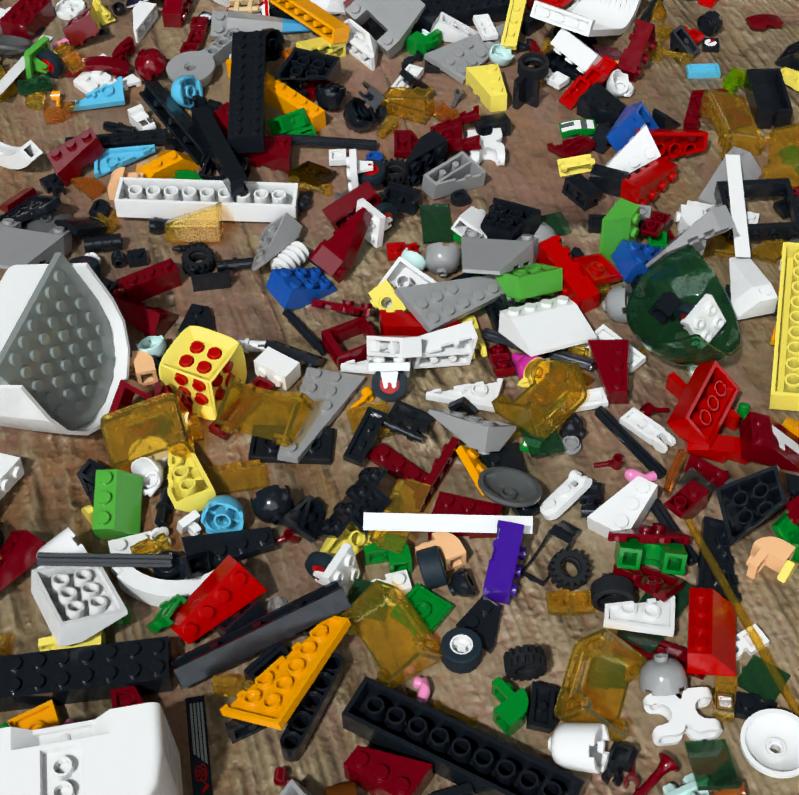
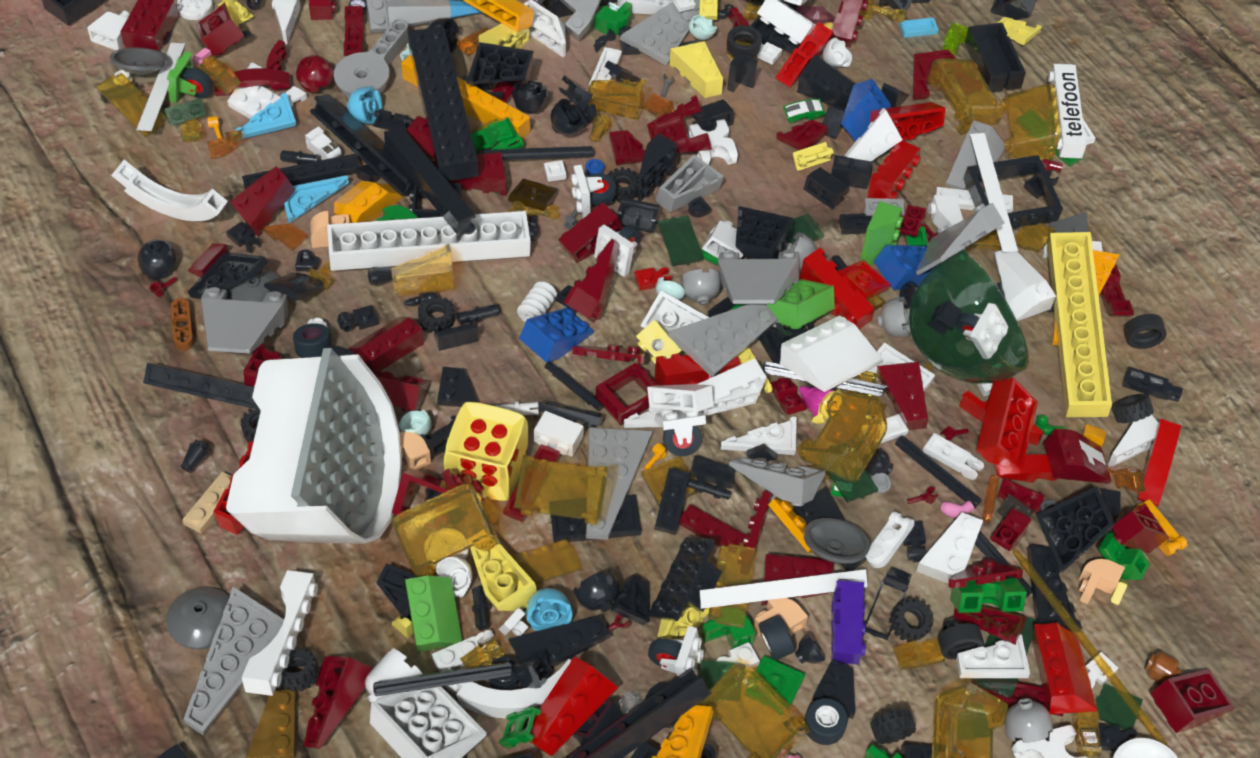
camera: 15 degrees left, 5 degrees up
(103, 243) = (323, 304): black axle -> none
(276, 238) = (514, 281): light grey wedge -> none

